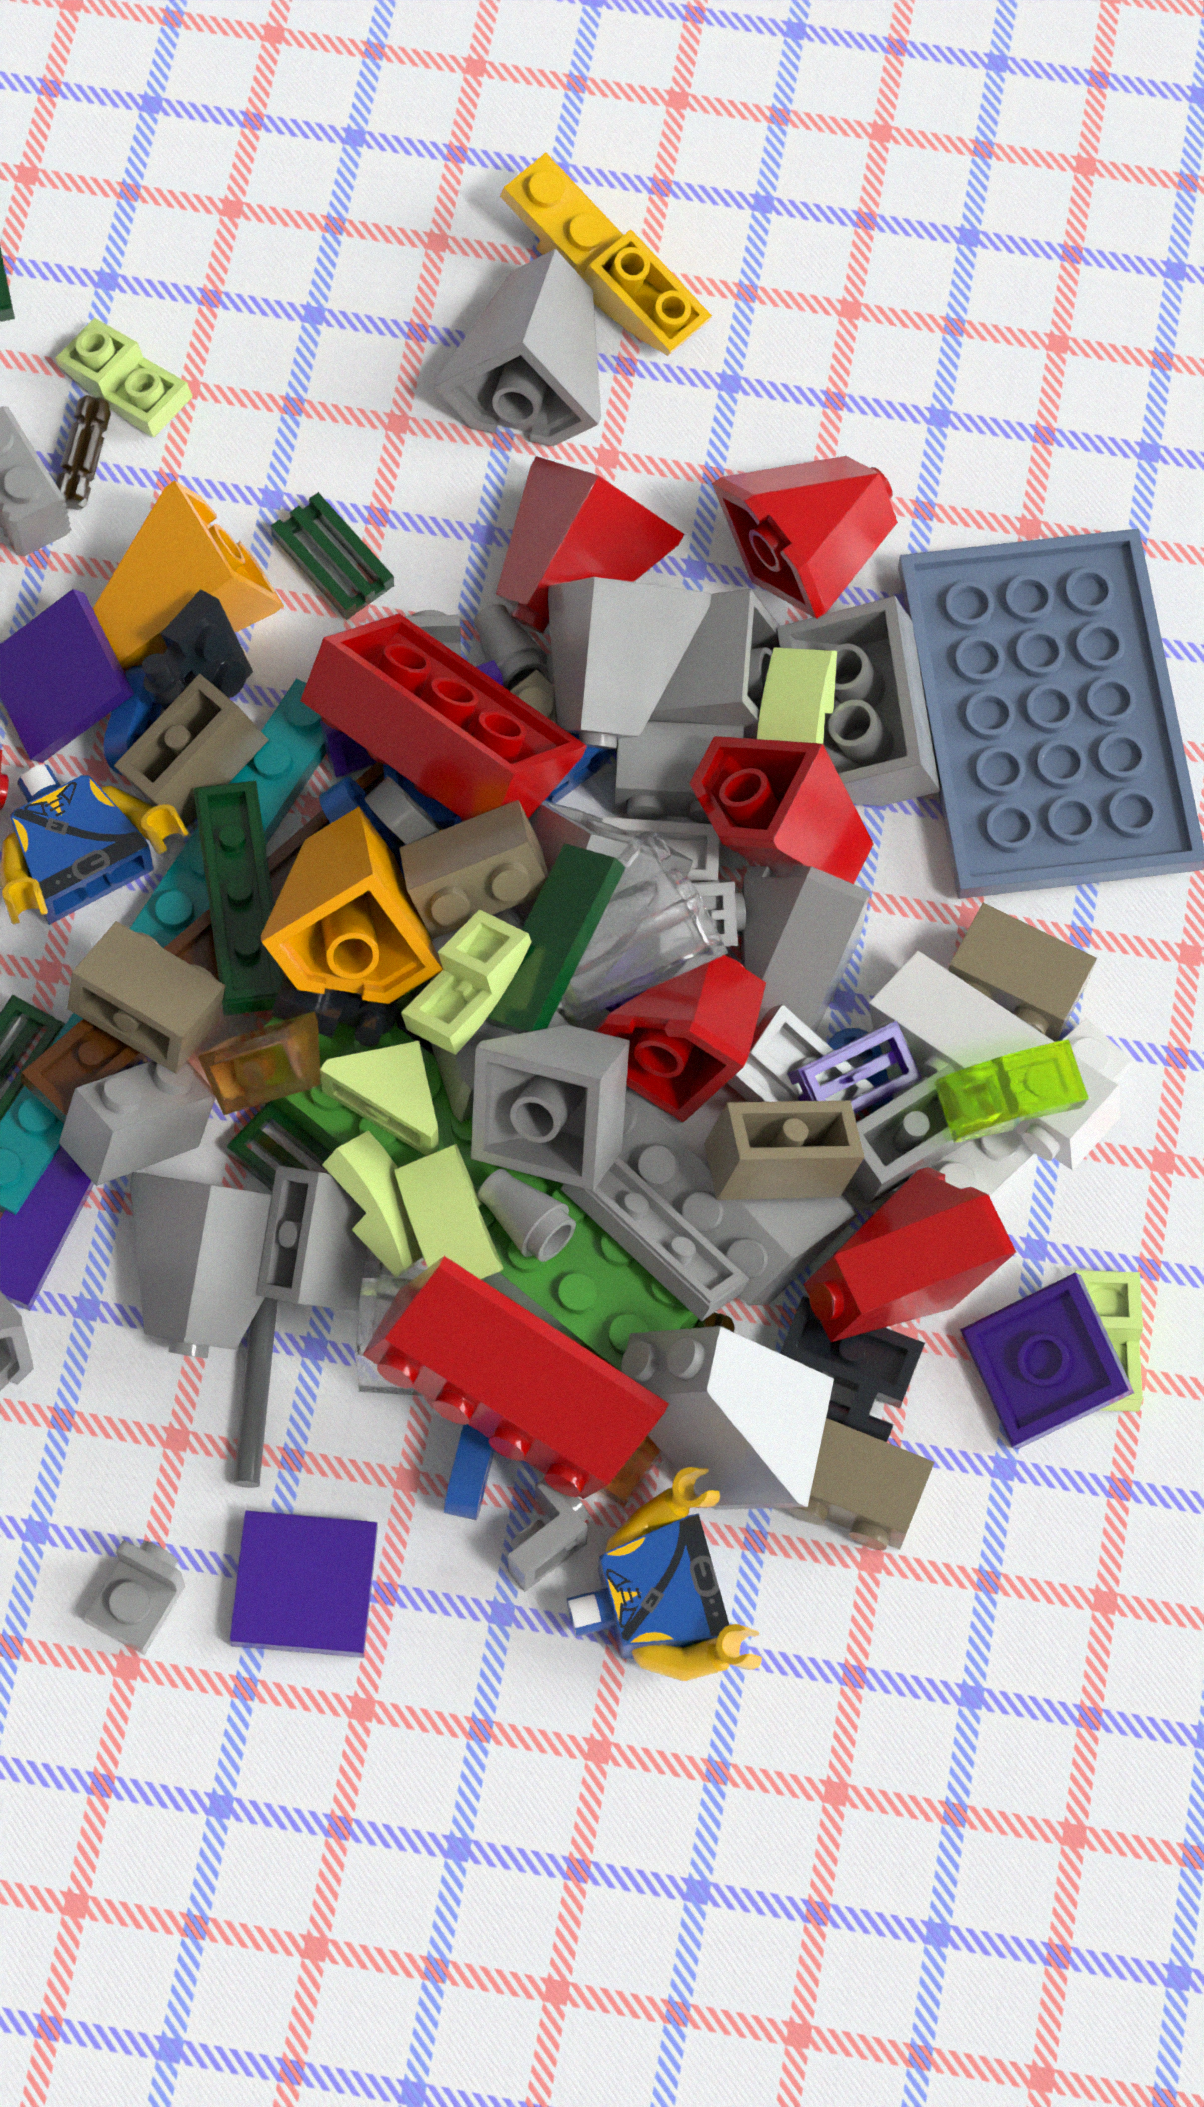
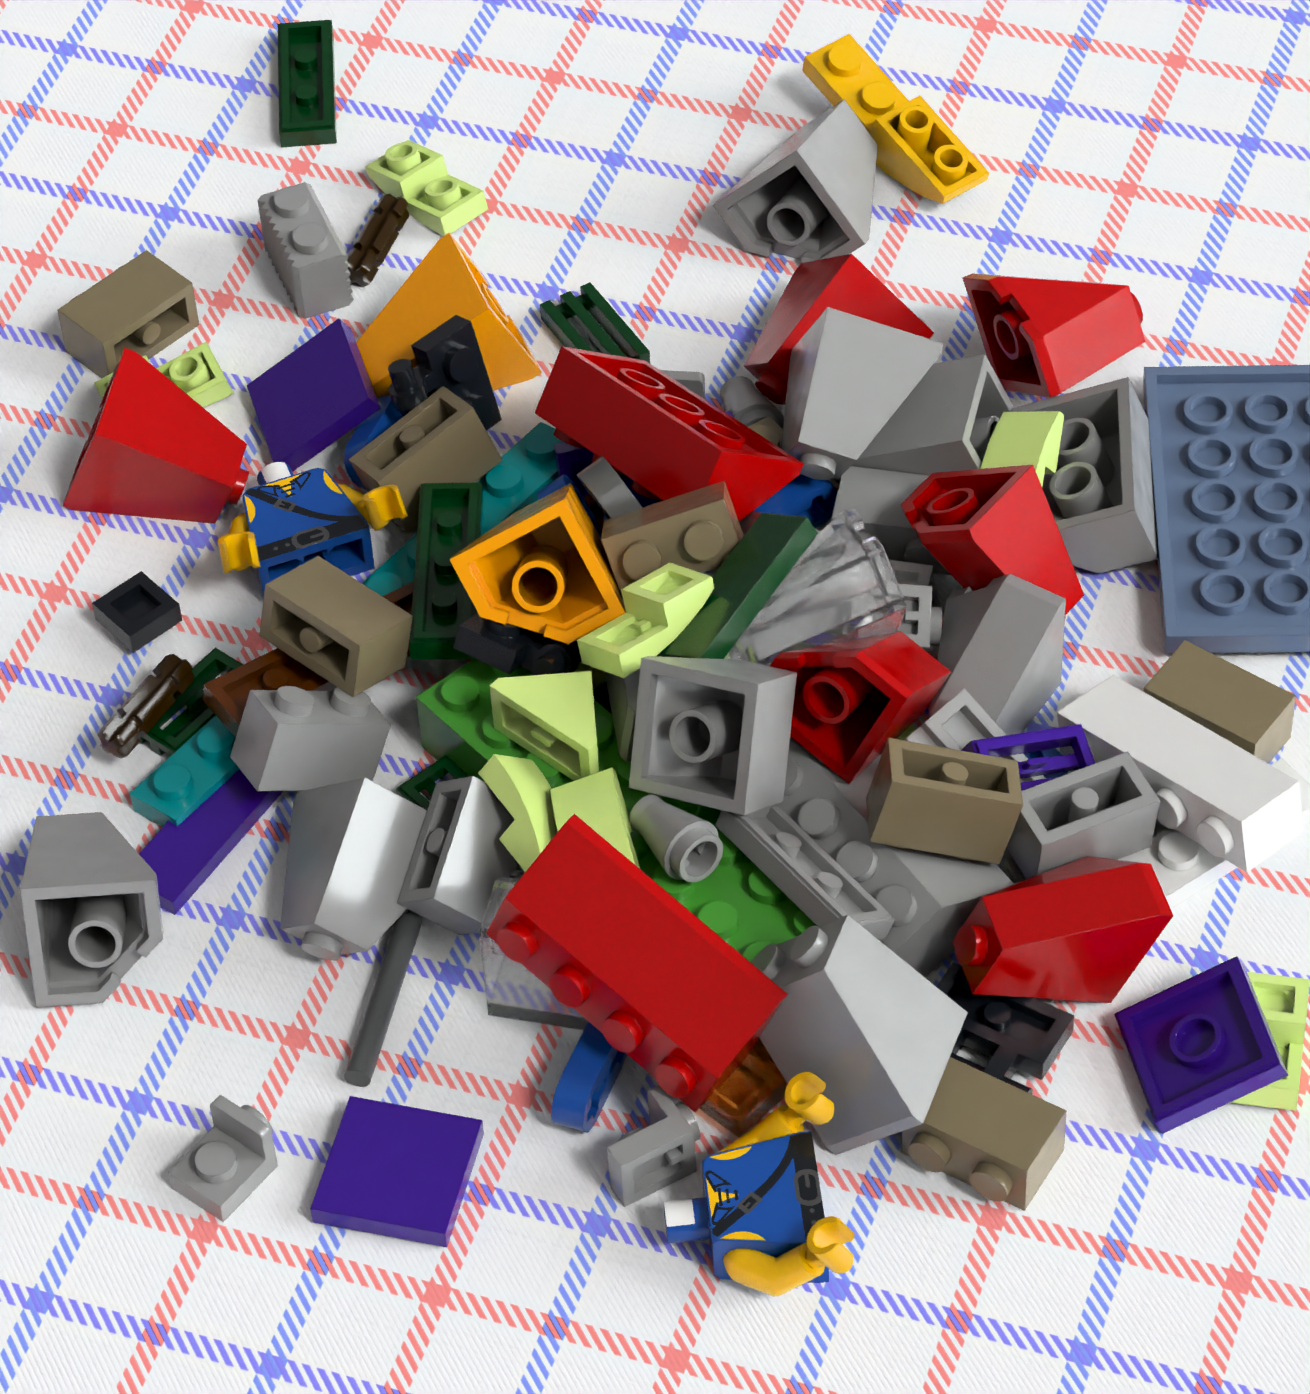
camera: 15 degrees right, 20 degrees down
(264, 1064) = (437, 687): clear orange slope -> none
(1010, 1090) = (1173, 771): clear neon green slope -> none

